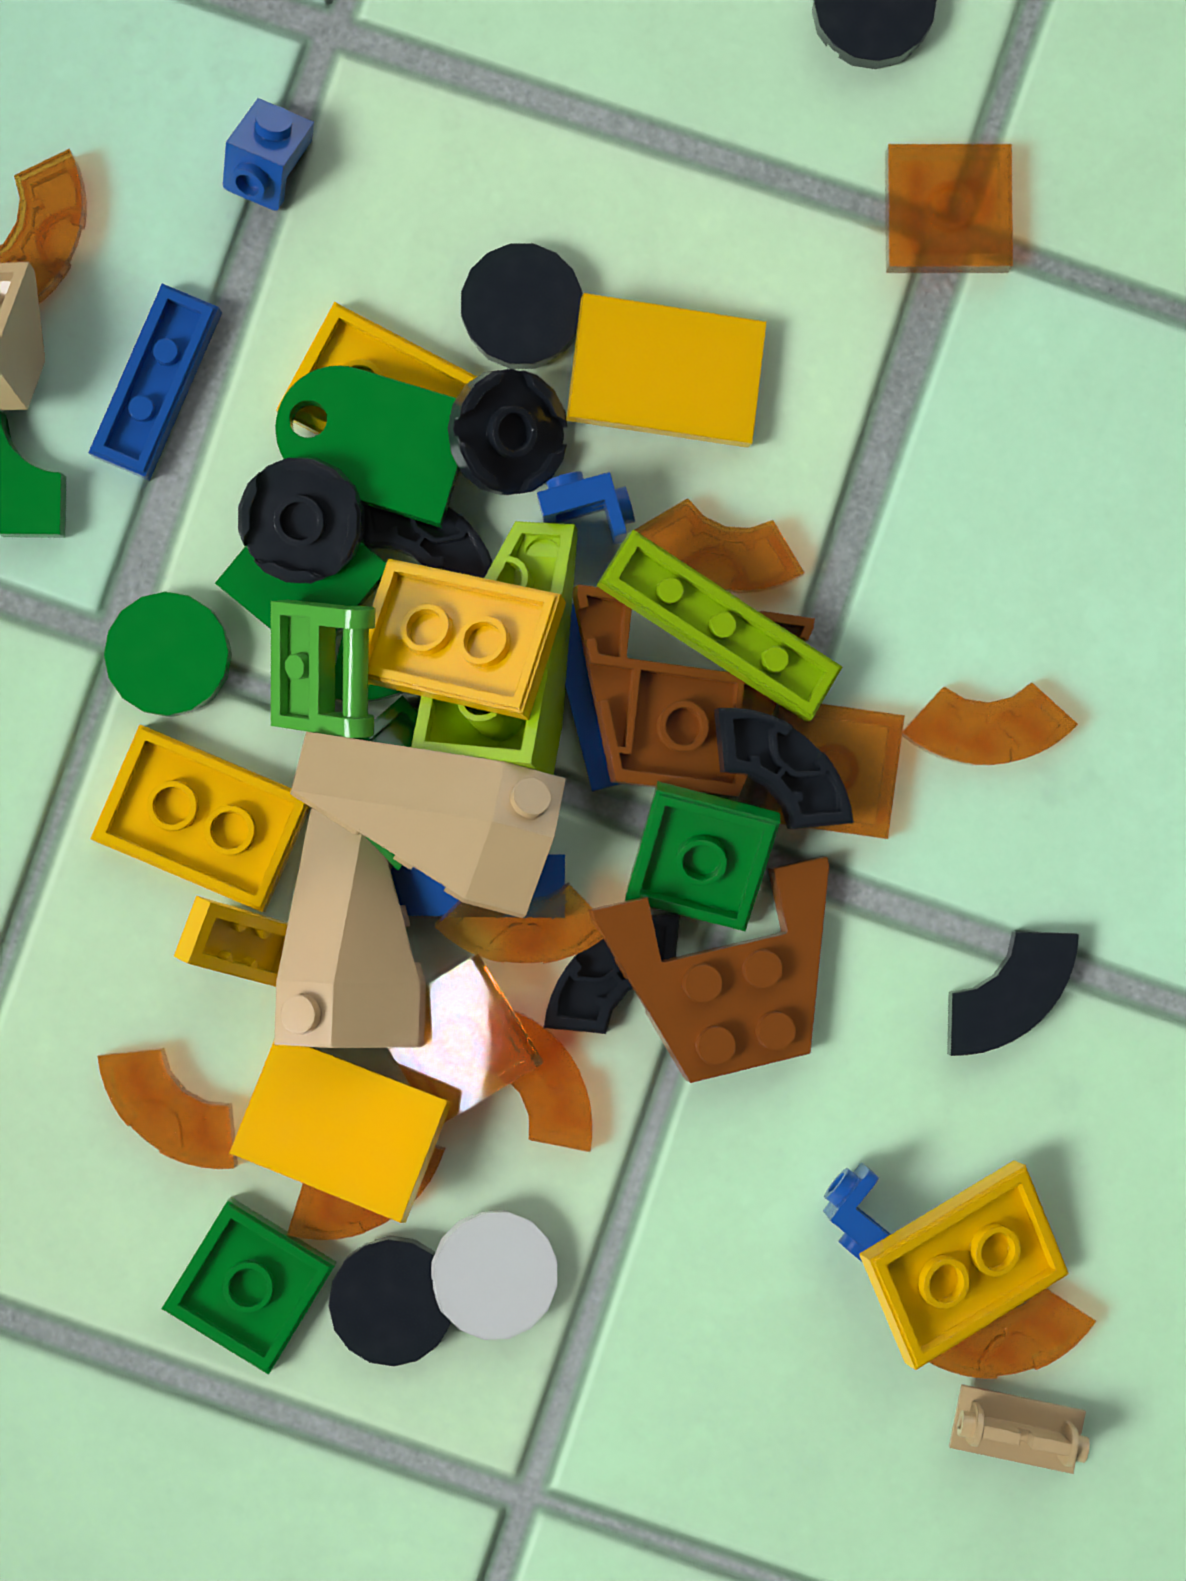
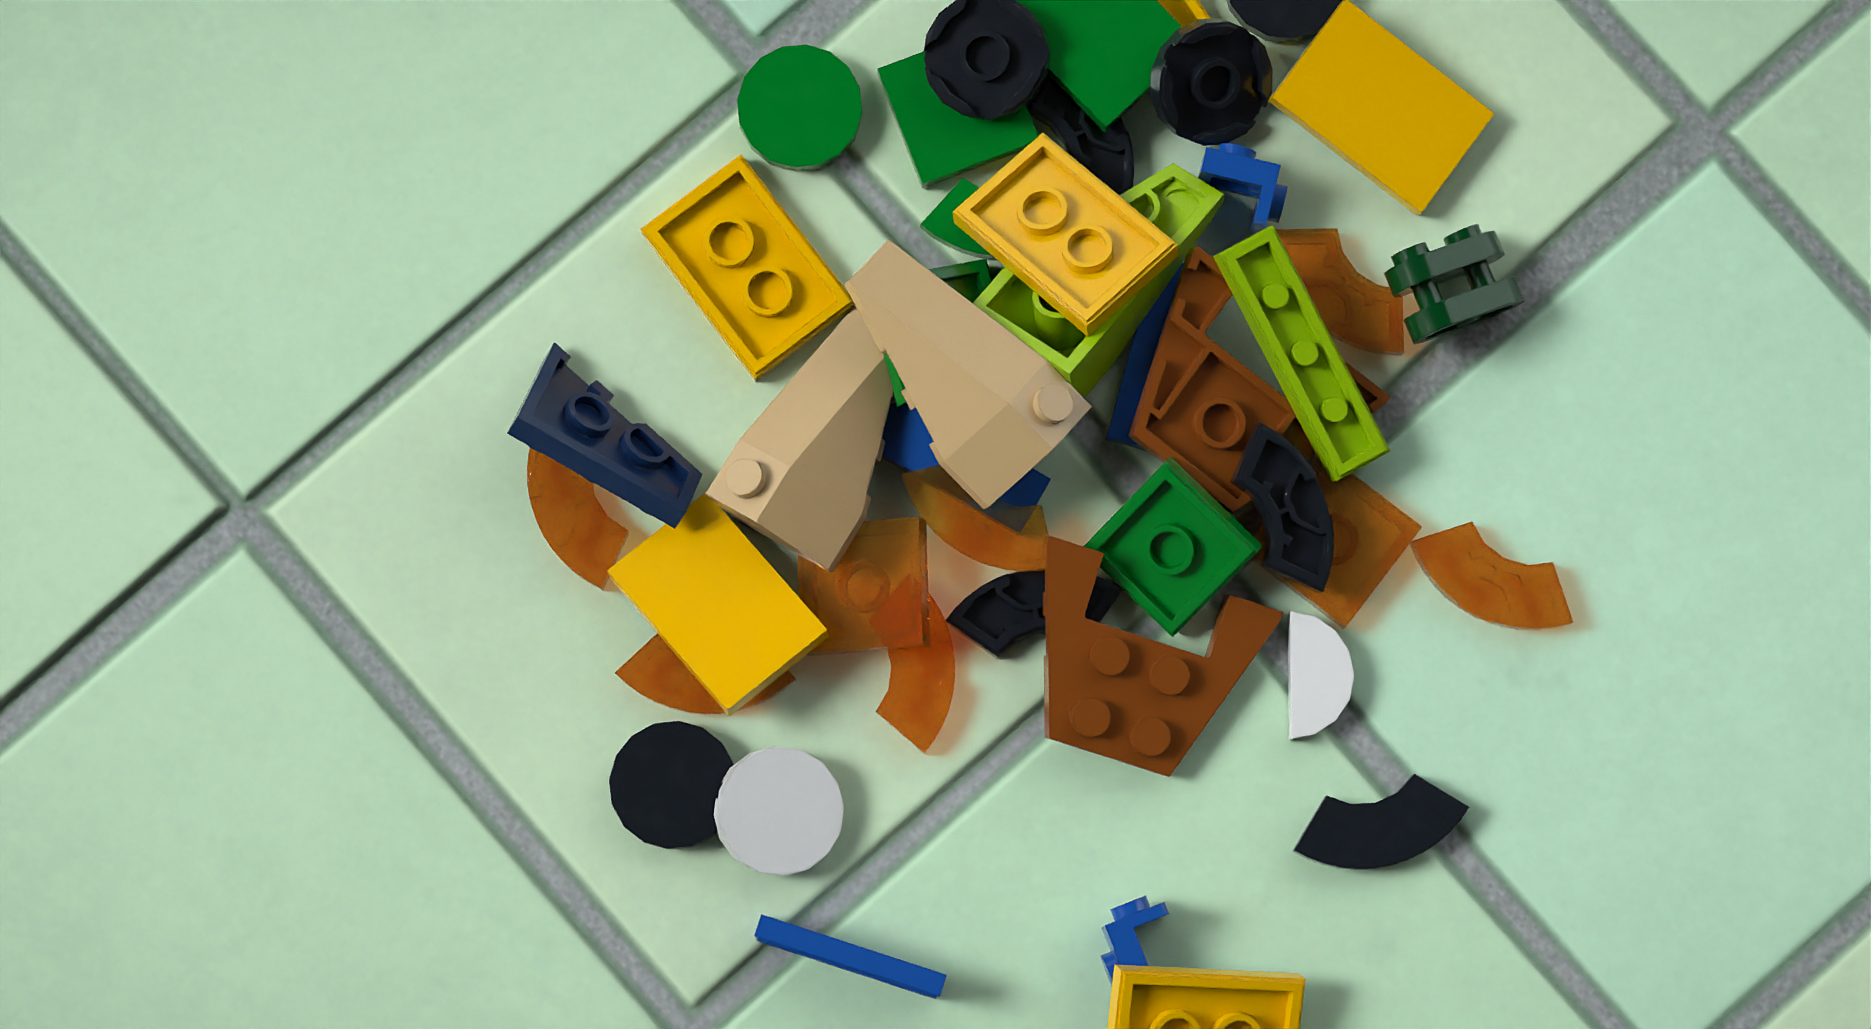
camera: 25 degrees right, 5 degrees down
(153, 1047) = (593, 439): none -> dark blue wing
(232, 941) = (719, 385): yellow tile -> none
(249, 1285) = (554, 700): green tile -> none
(305, 667) = (917, 185): bright green plate -> none
(625, 1365) = (849, 957): none -> blue tile
(812, 457) = (1467, 254): none -> dark green brick
(887, 894) = (1317, 675): none -> white tile
(948, 208) = (1713, 105): clear orange tile -> none

